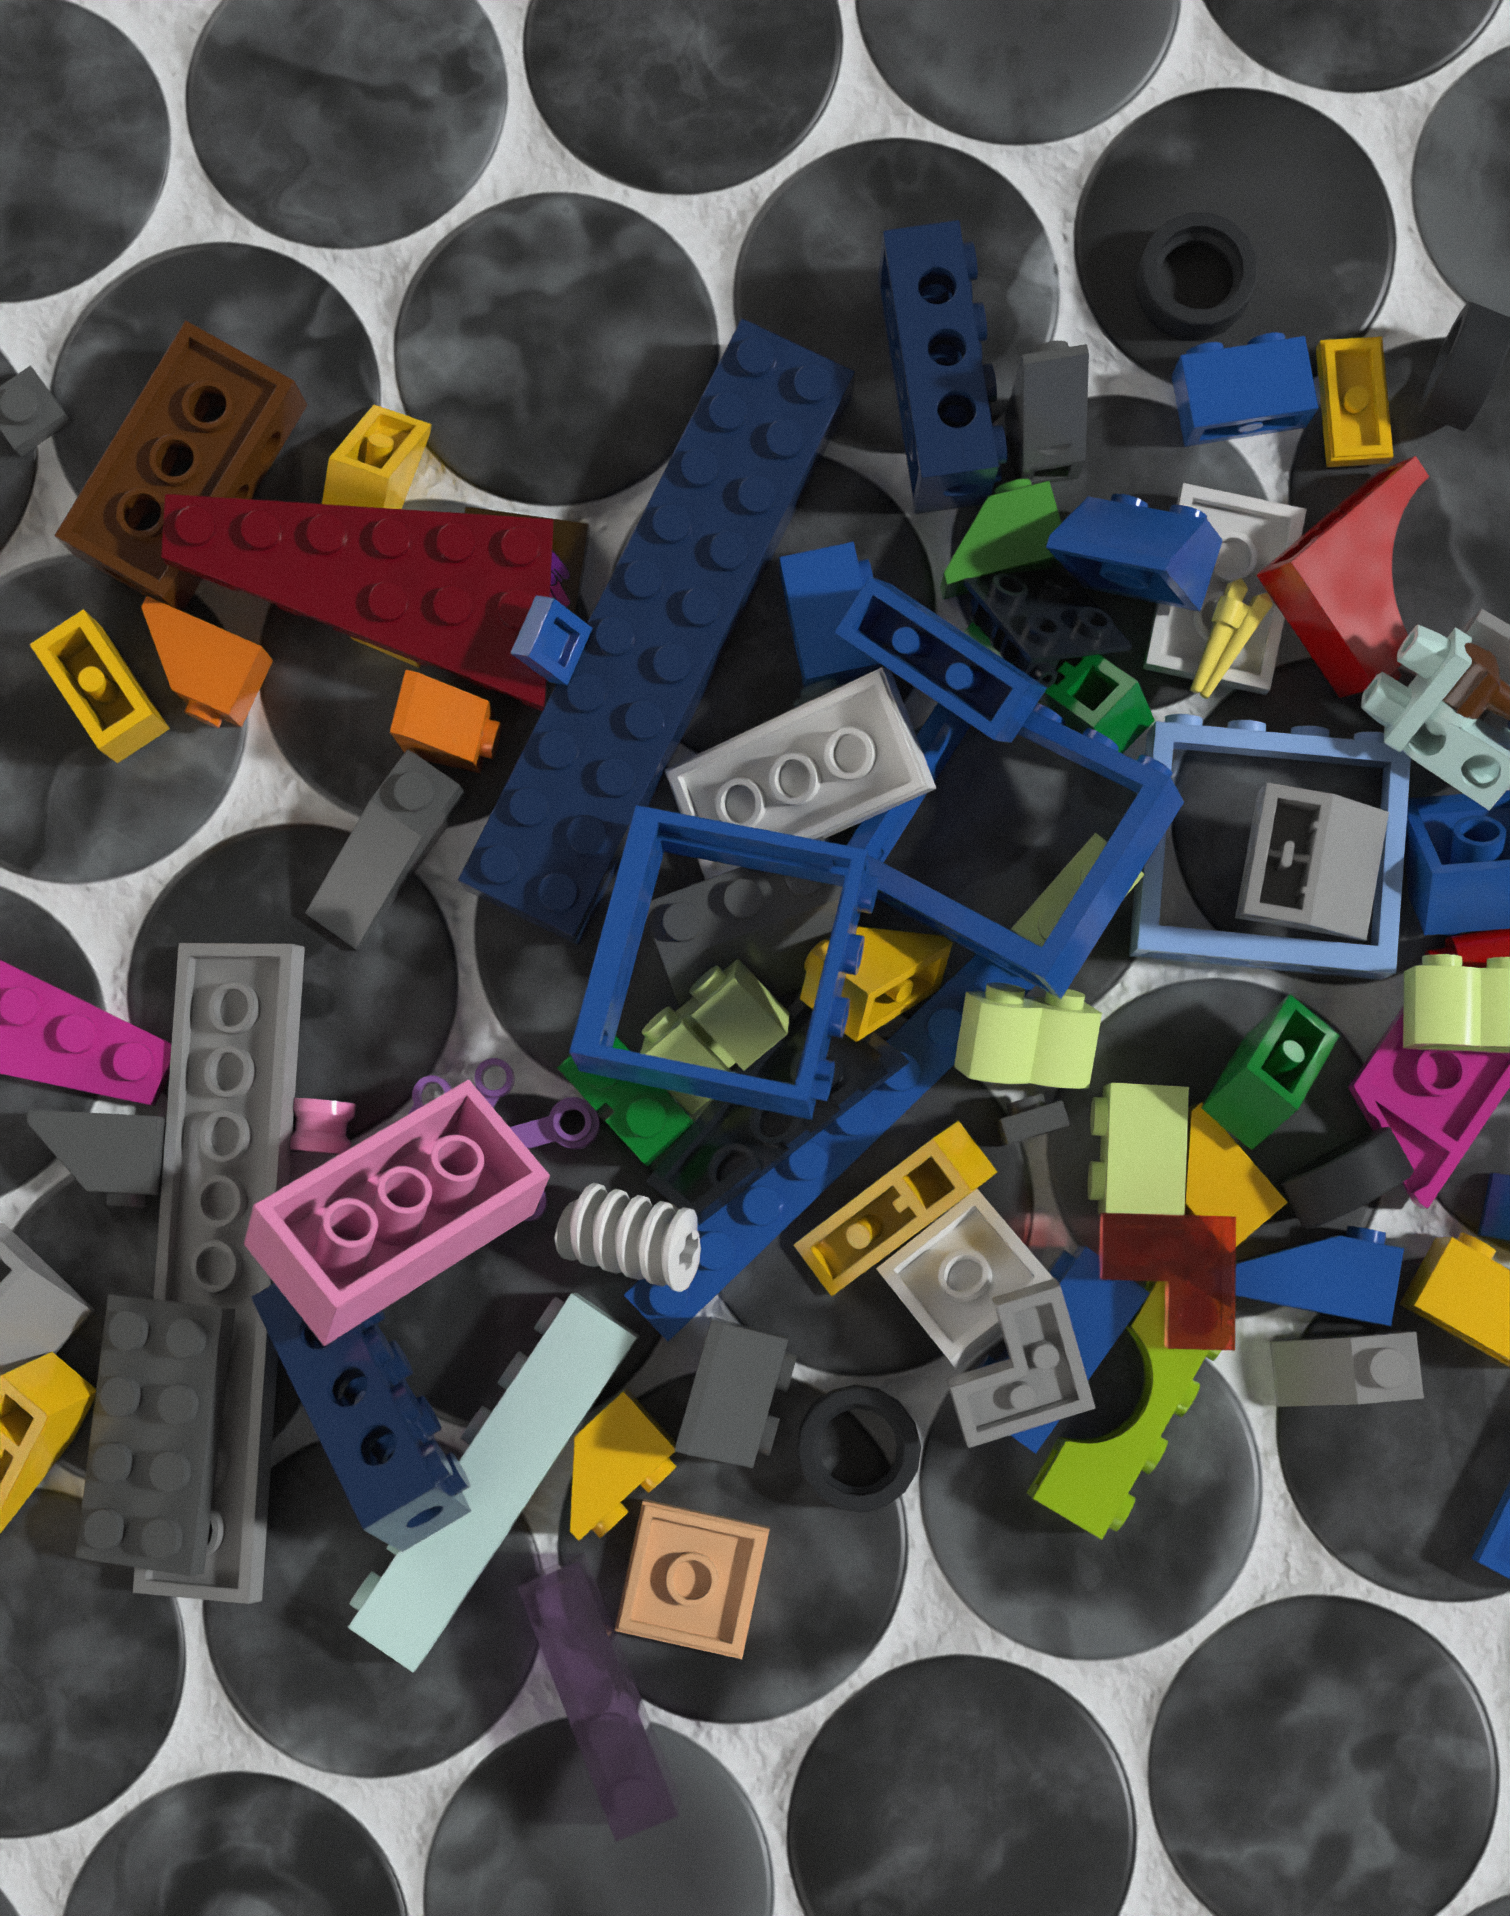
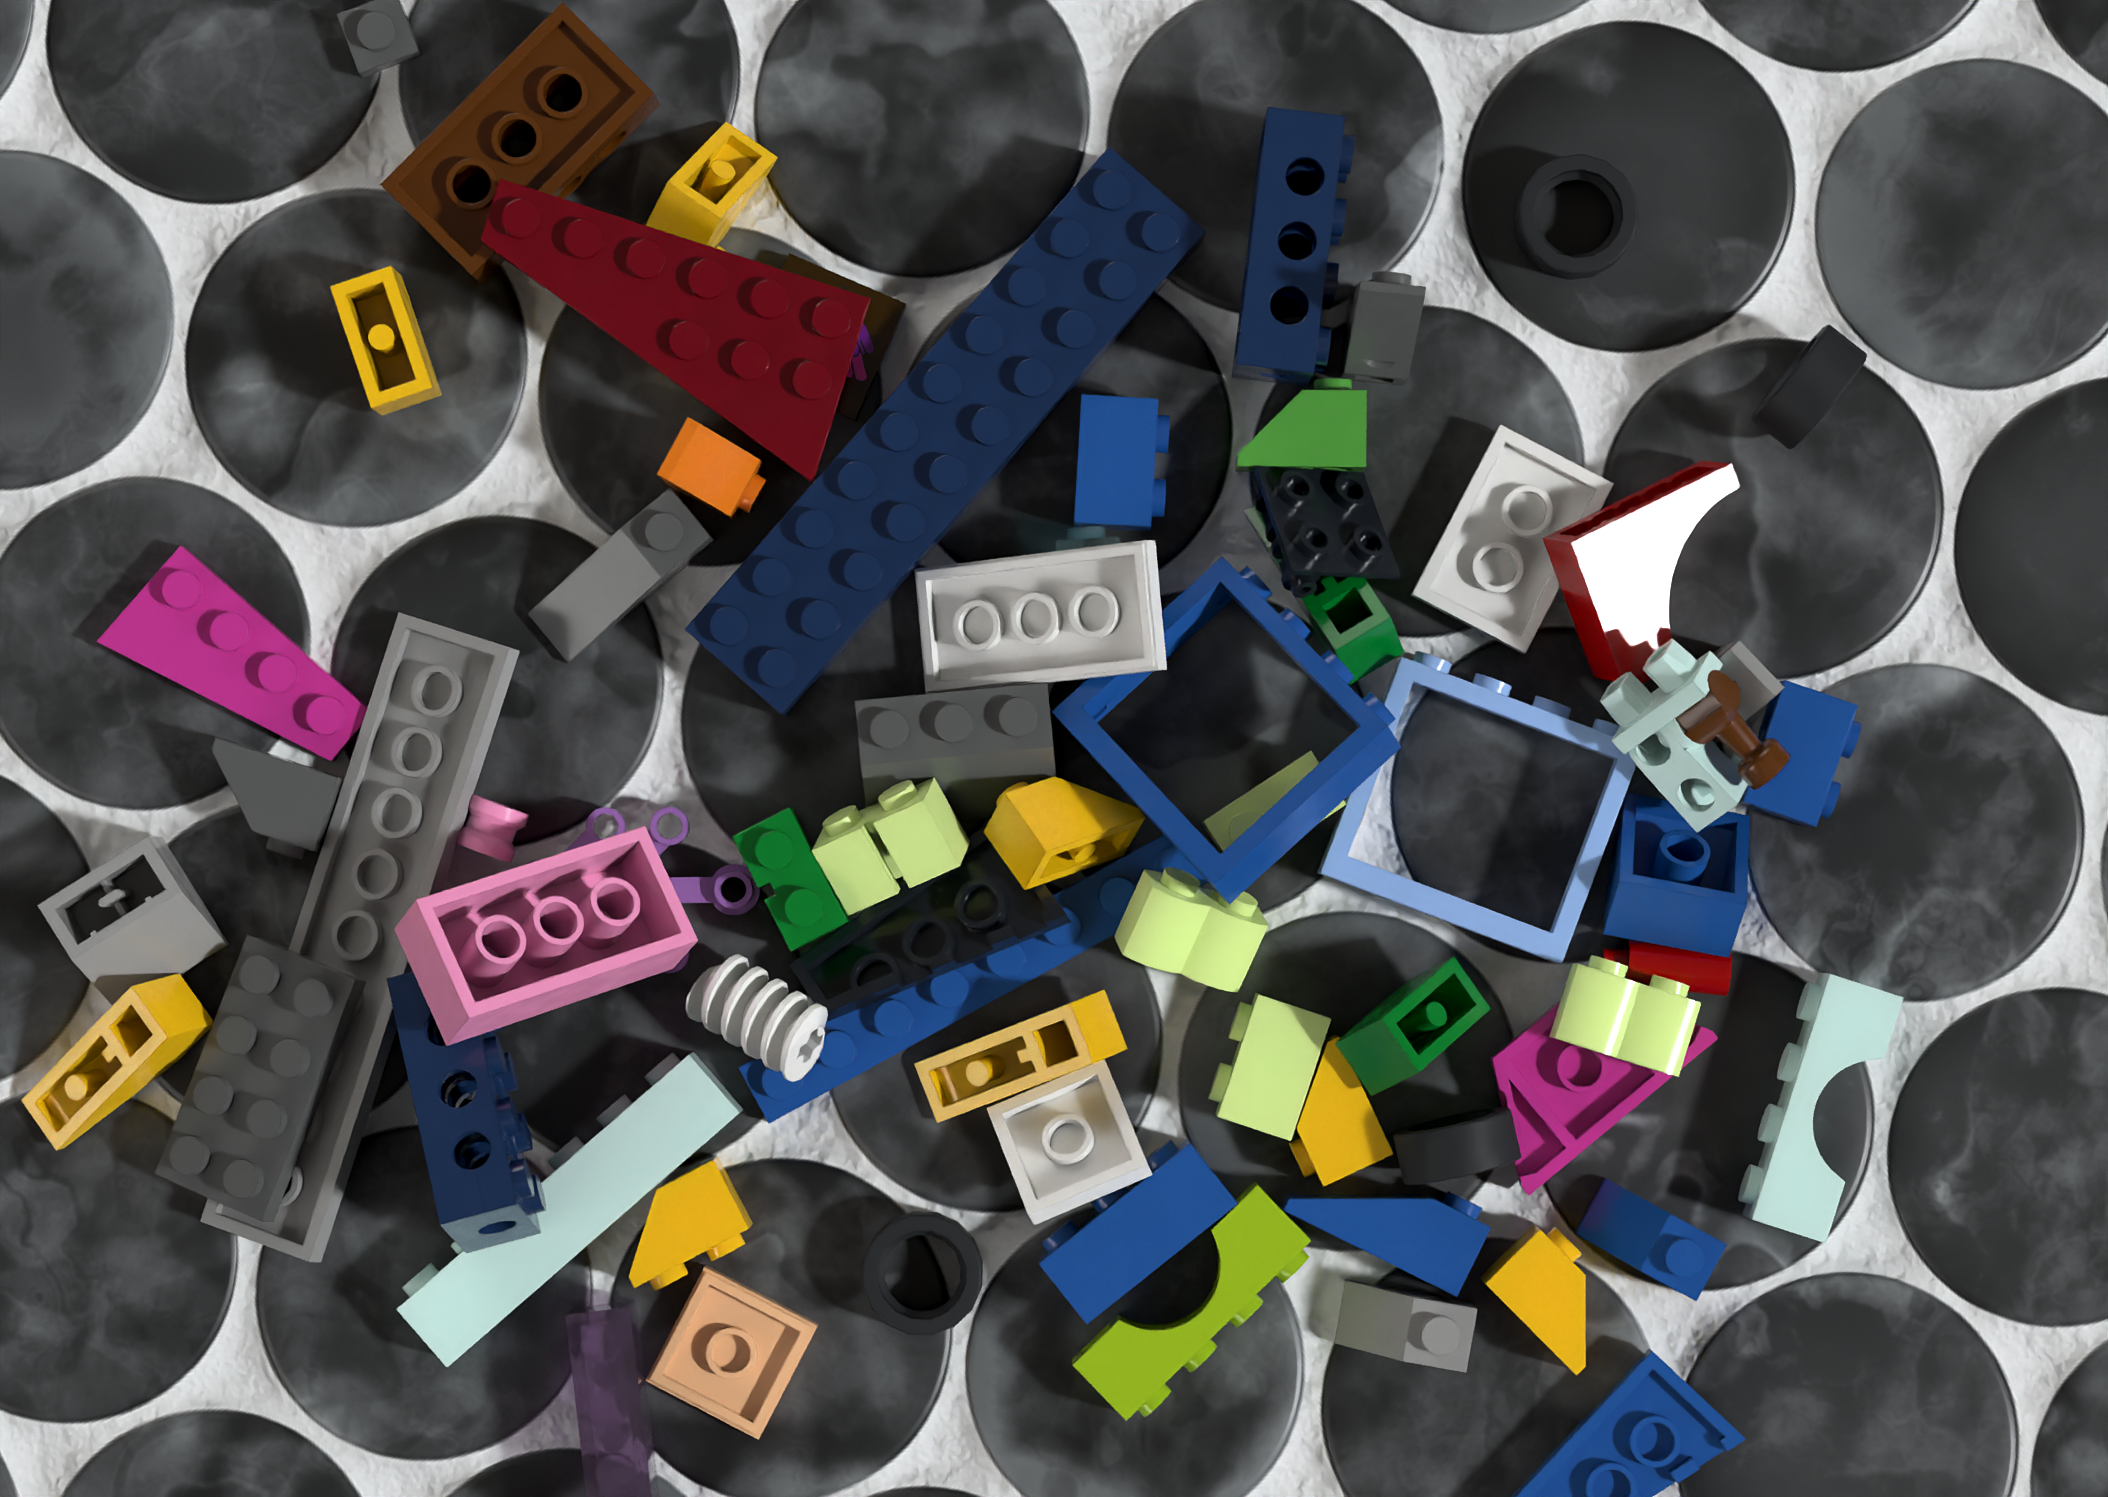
camera: 10 degrees right, 5 degrees up
(206, 664) = (494, 344): orange slope -> none
(551, 640) = (836, 423): blue plate -> none
(663, 831) = (828, 728): blue window -> none
(733, 1394) = (817, 1190): dark grey slope -> none
(940, 660) = (1204, 548): blue brick -> none
(1030, 1119) = (1174, 1007): dark grey plate -> none
(1037, 1382) = (1107, 1257): light grey plate -> none
(1139, 550) = (1433, 483): blue slope -> none
(1193, 1259) = (1285, 1185): clear red plate -> none
(1230, 632) = (1499, 589): light yellow piece -> none
(1244, 389) = (1588, 345): blue brick -> none
(1312, 861) = (1508, 840): light grey slope -> none
(1354, 401) = (1695, 386): yellow plate -> none

